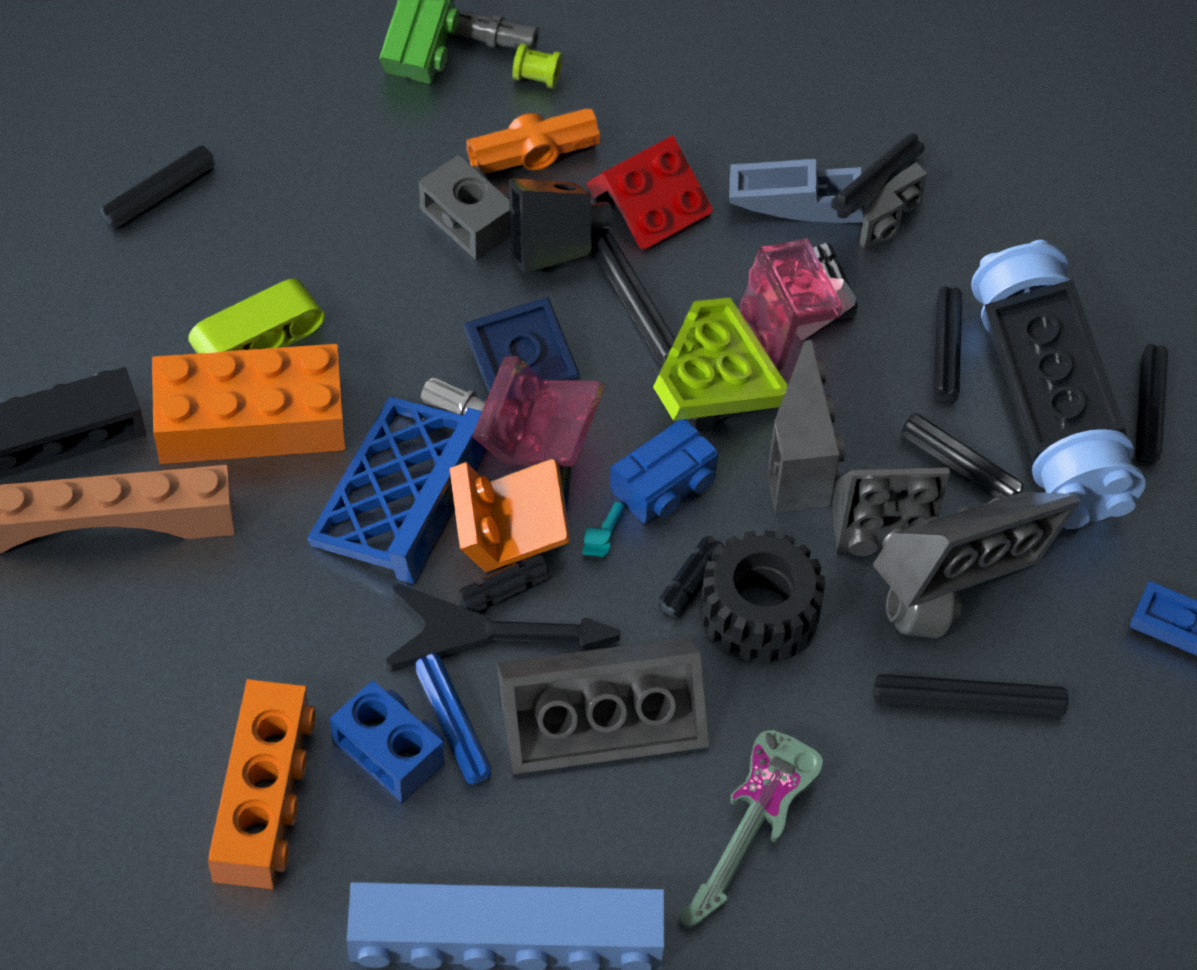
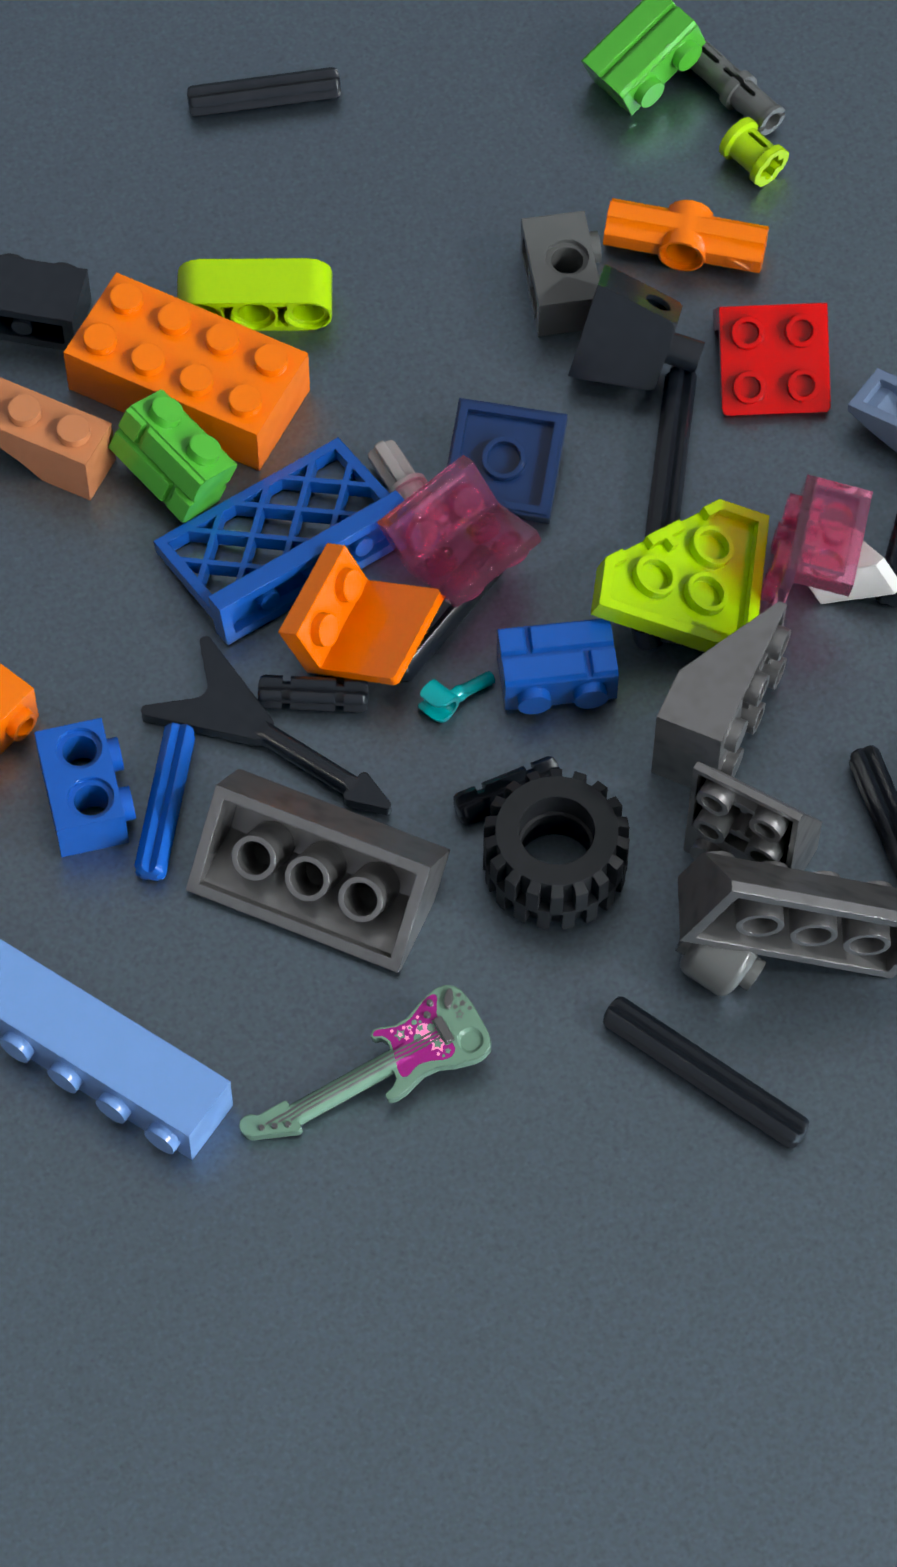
camera: 35 degrees right, 5 degrees up
(285, 466) = (172, 455): none -> bright green brick

